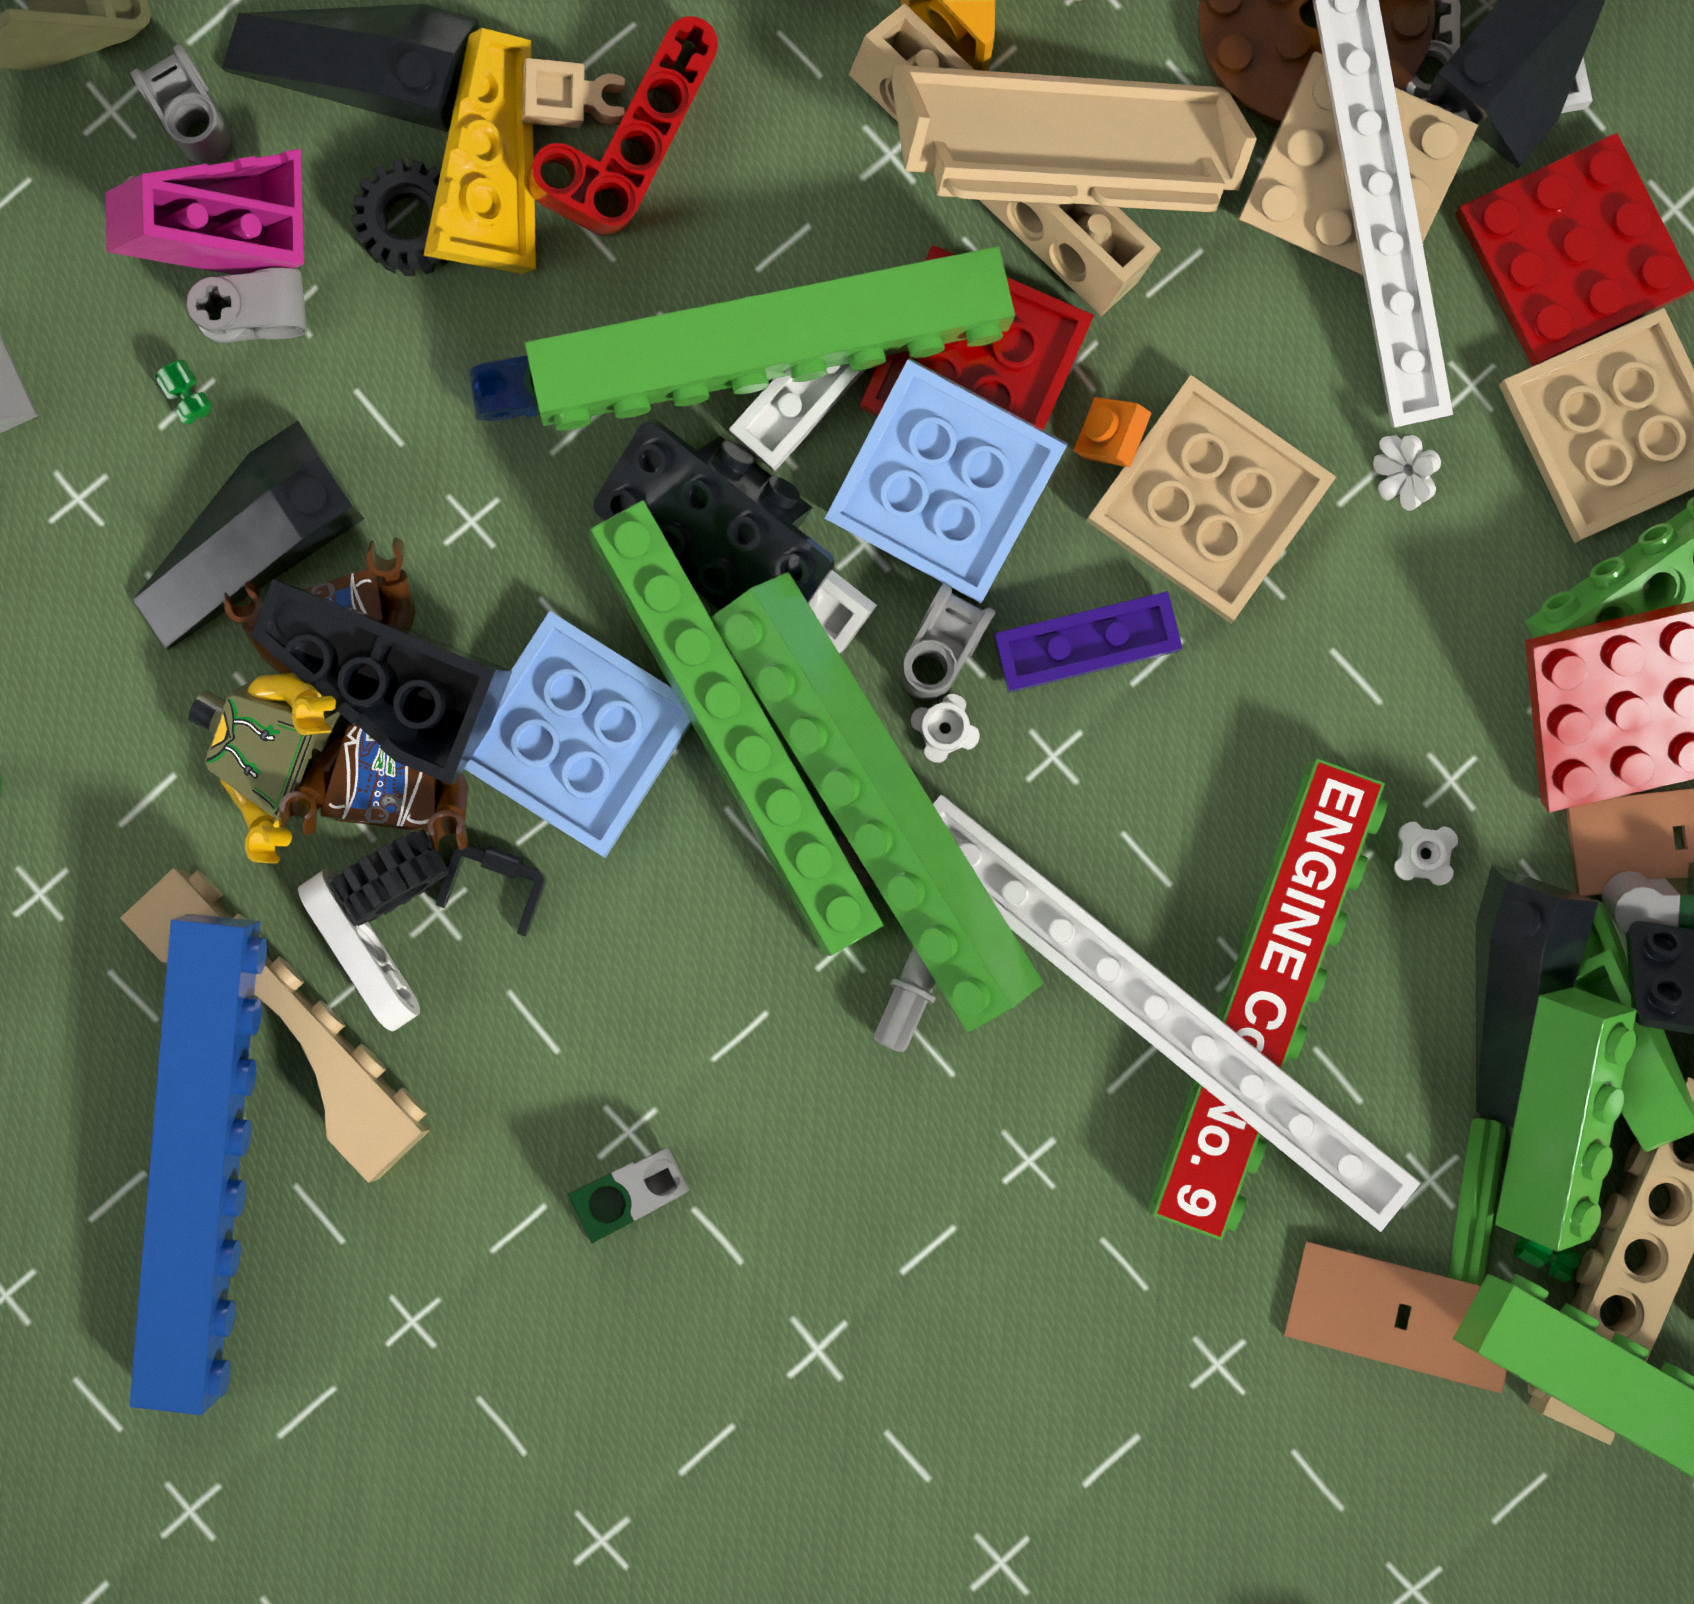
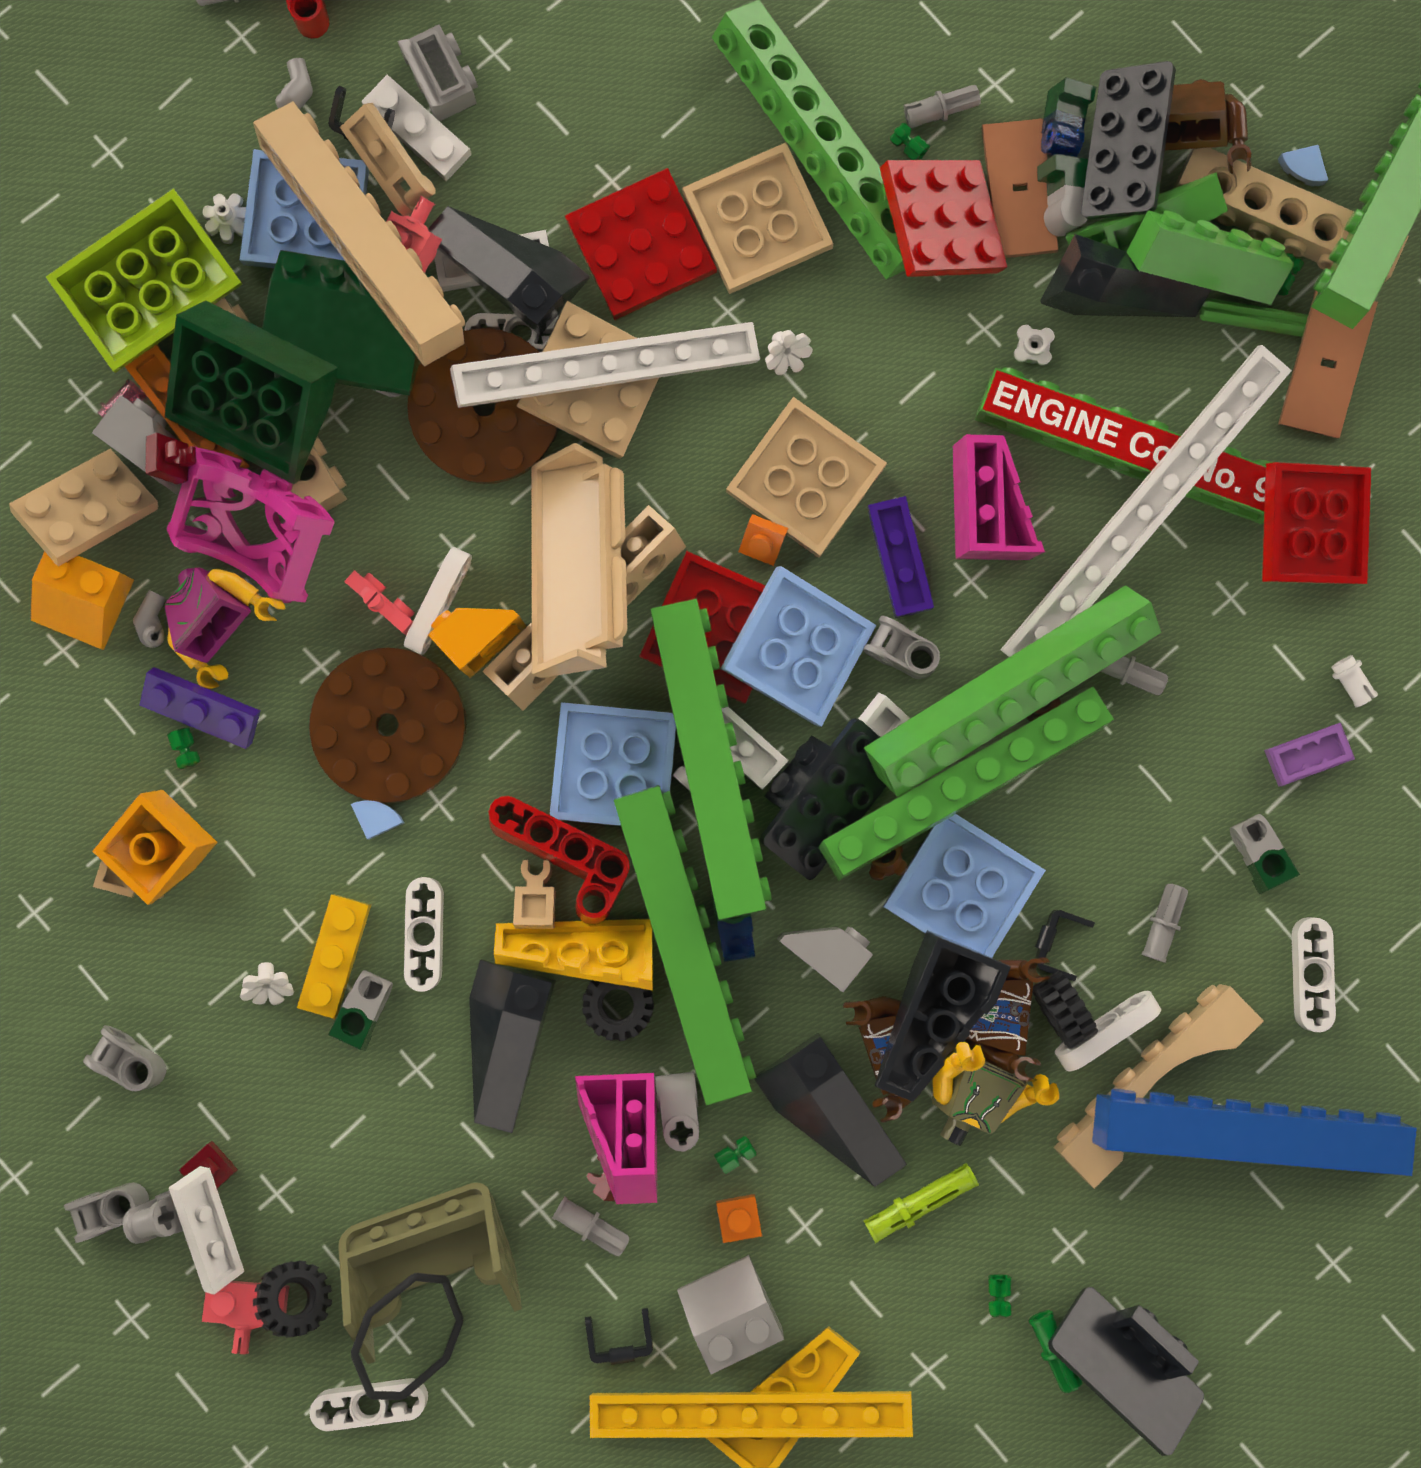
camera: 90 degrees left, 0 degrees up
(82, 180) = (591, 1227): none -> light grey axle
(90, 398) = (738, 1218): none -> orange plate
(97, 646) = (918, 1204): none -> lime pin
(180, 100) = (533, 1162): light grey piece -> none
(397, 1257) = (1327, 985): none -> white beam
(478, 518) = (831, 952): none -> light grey slope
(495, 308) = (683, 944): none -> bright green brick
(522, 1043) = (1165, 922): none -> light grey axle
(611, 629) = (894, 866): none -> reddish brown plate
(762, 205) = (608, 756): none -> light blue plate
(781, 1273) = (1309, 754): none -> medium lavender plate
(897, 1346) = (1354, 680): none -> white pin
(951, 712) = (960, 639): white plate -> none
(1142, 1284) = (1316, 523): none -> red plate
(1165, 775) = (989, 503): none -> dark pink wedge

